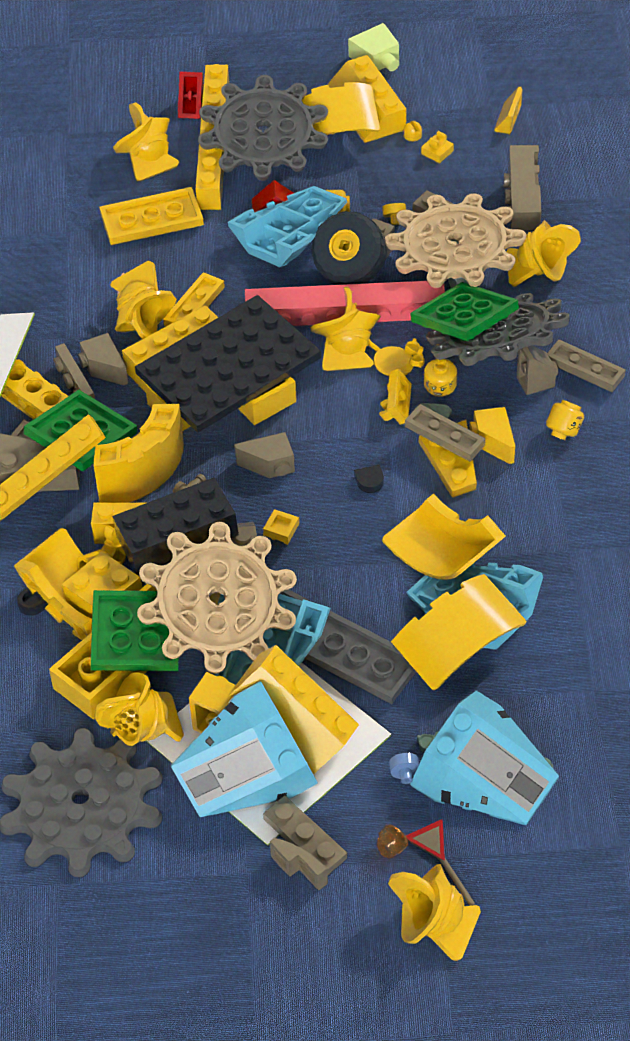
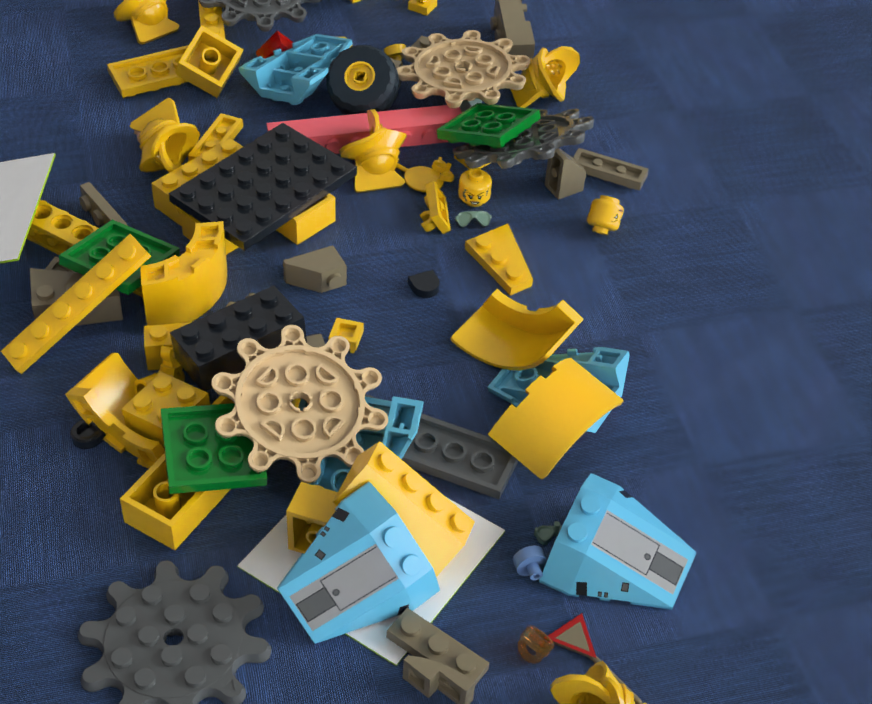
camera: 15 degrees left, 5 degrees down
(103, 359) = (131, 196): dark tan slope -> none
(139, 712) = (227, 535): yellow helmet -> none
(198, 214) = (209, 61): none -> yellow brick
(445, 432) = (493, 233): dark tan plate -> none
(496, 430) = (539, 233): yellow slope -> none

